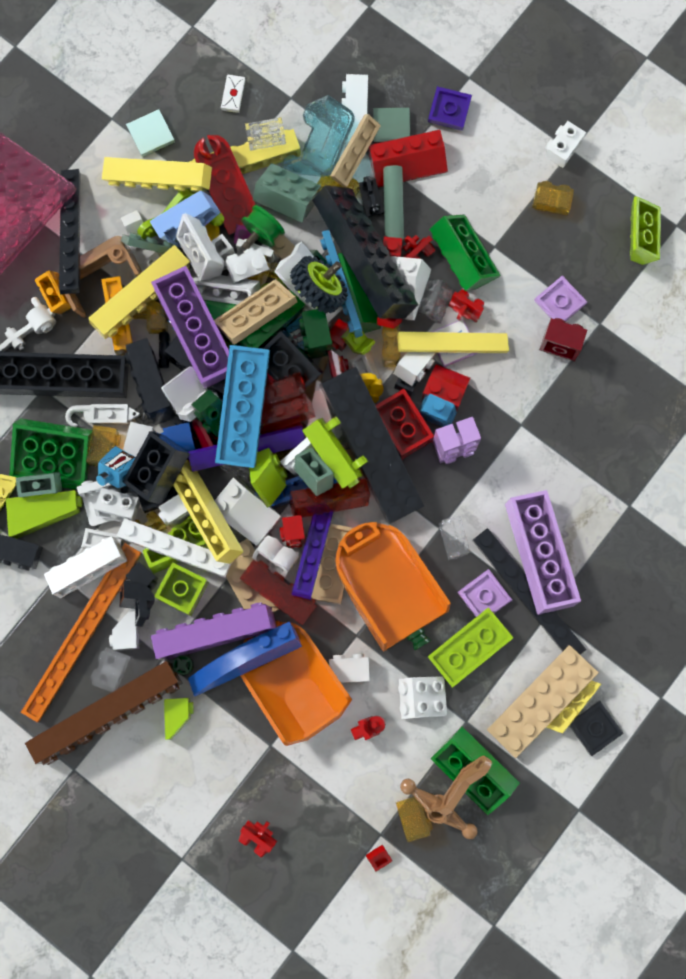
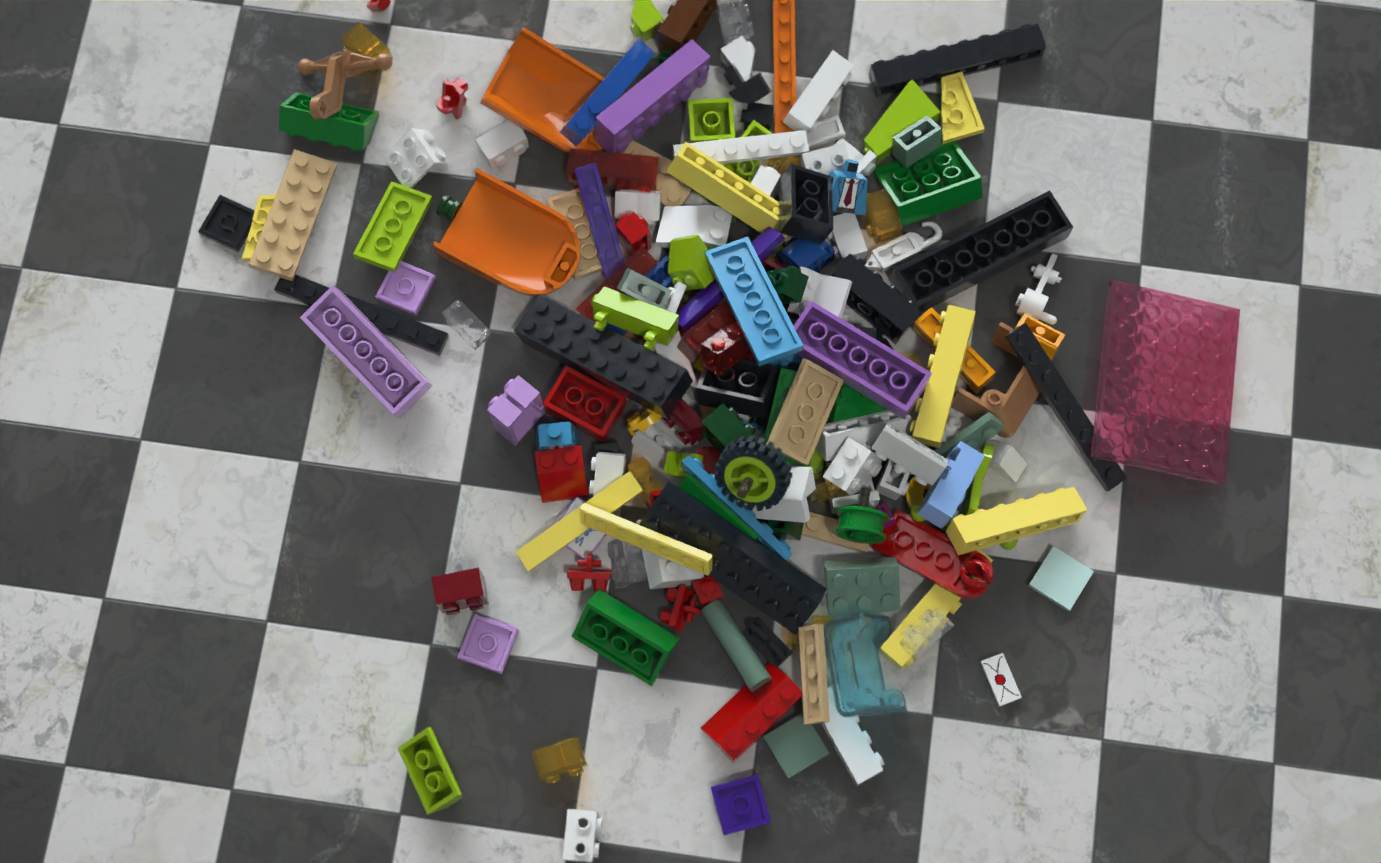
camera: 150 degrees right, 5 degrees down
(417, 291) = (646, 539): none -> light yellow tile

